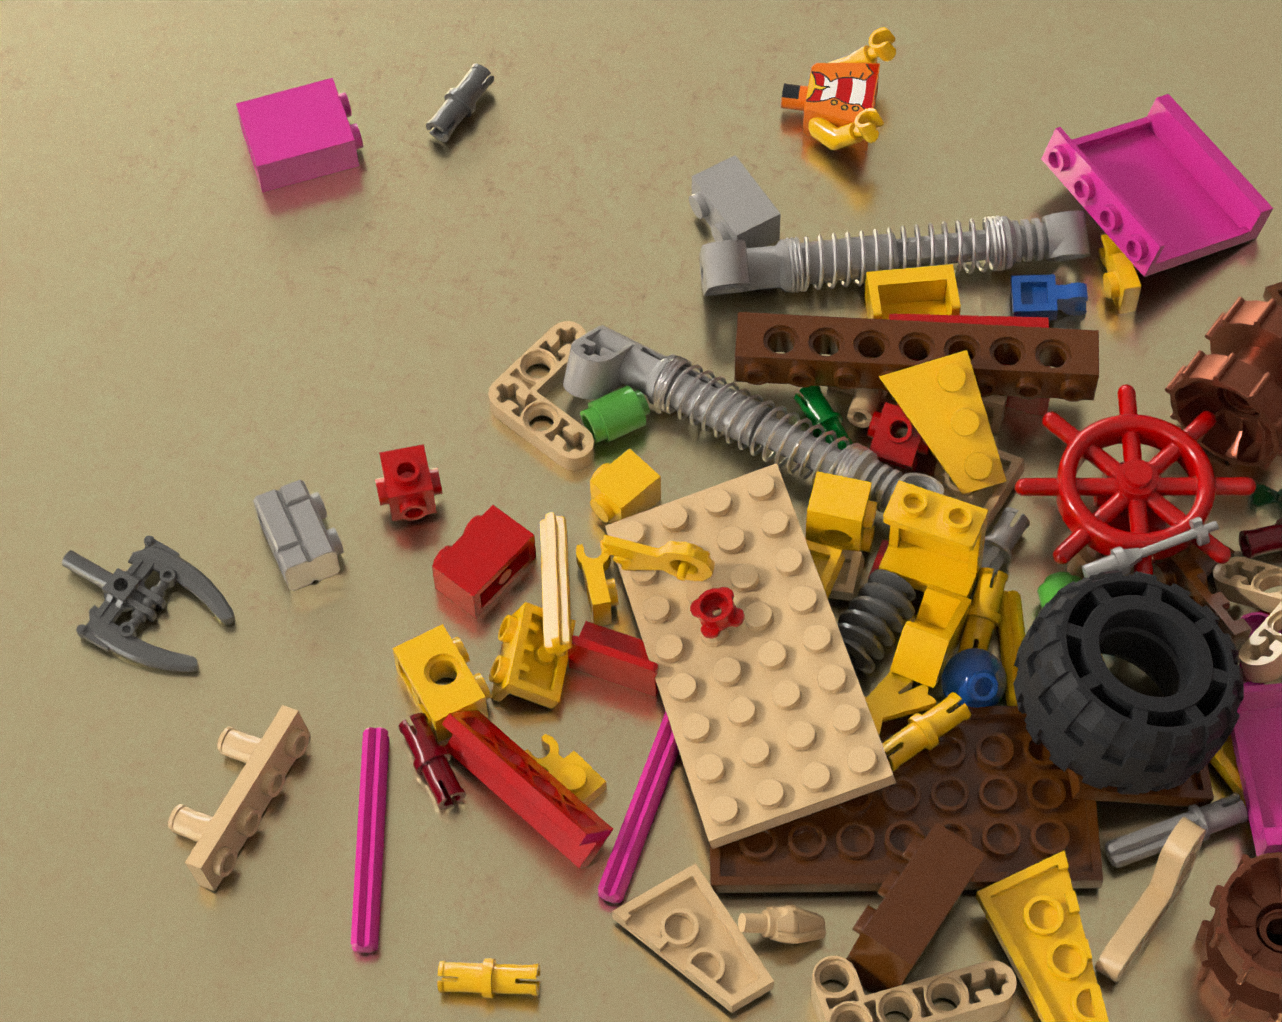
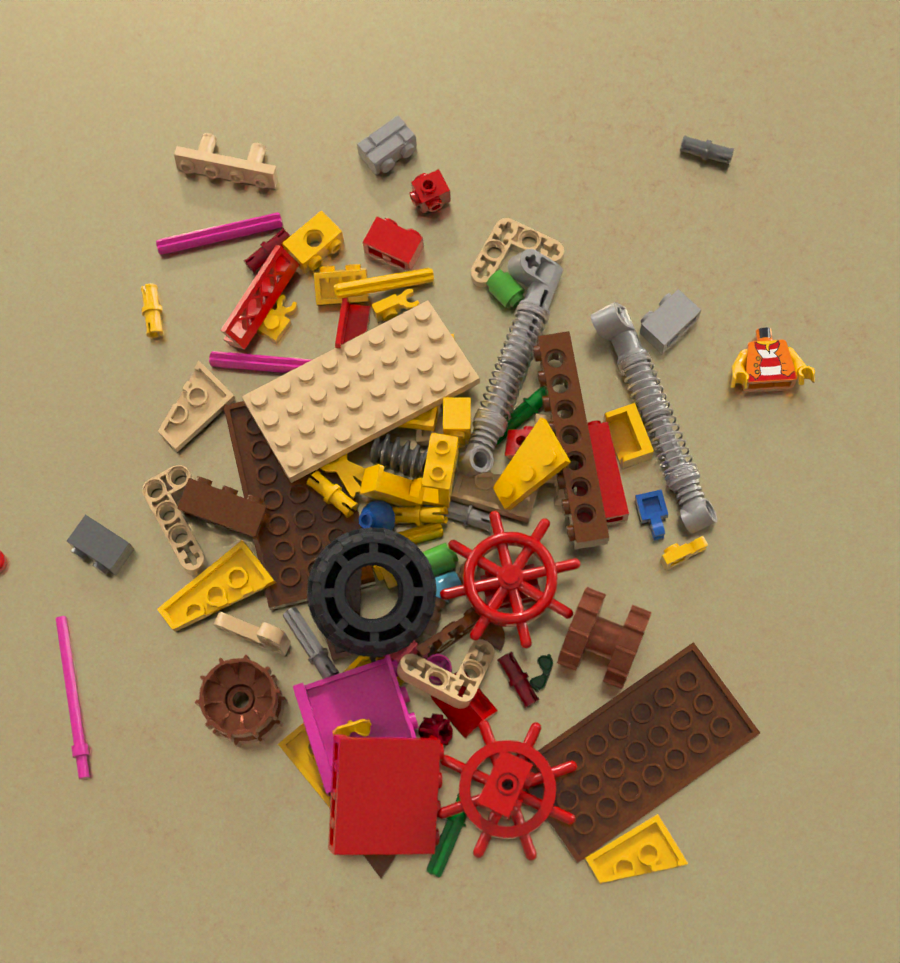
camera: 80 degrees right, 15 degrees up
(127, 592) = (335, 73): dark grey bar -> none
(299, 134) = (656, 68): dark pink brick -> none
(624, 488) = (456, 305): yellow brick -> none
(679, 559) = (397, 335): yellow piece -> none
(714, 600) = (368, 360): red plate -> none
(784, 924) = (211, 449): tan piece -> none
(1127, 558) = (452, 576): light grey piece -> none
(1159, 188) = (747, 562): dark pink panel -> none

